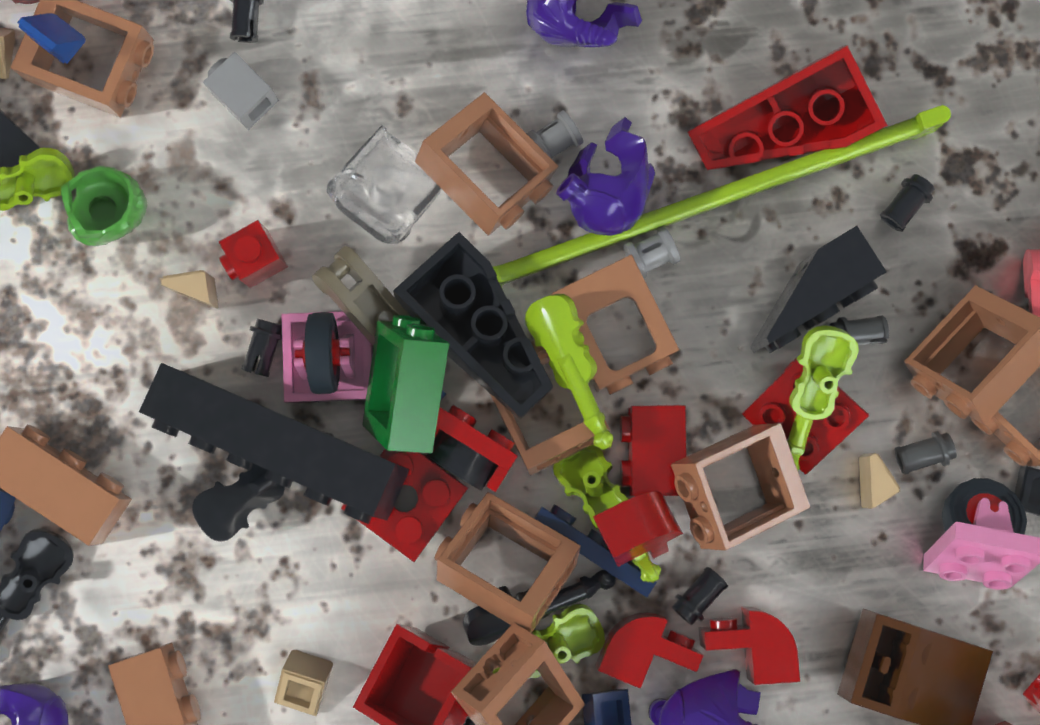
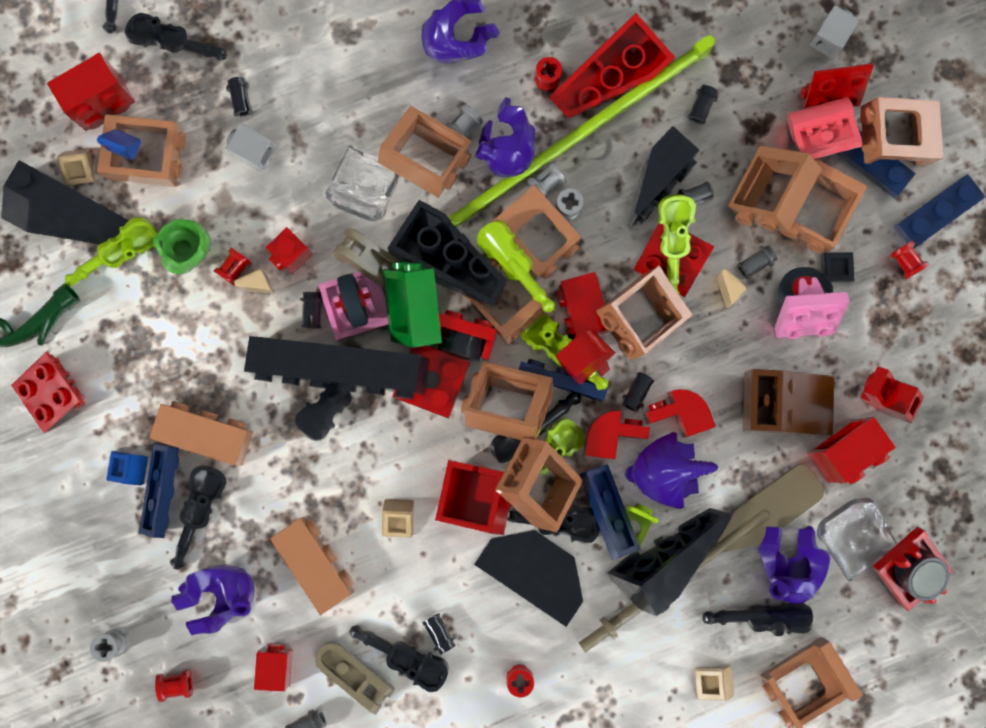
camera: 15 degrees left, 0 degrees up
(153, 257) = (233, 257): none -> red bush
(688, 294) = (576, 197): none -> light grey bush
(704, 89) = (553, 67): none -> red bush

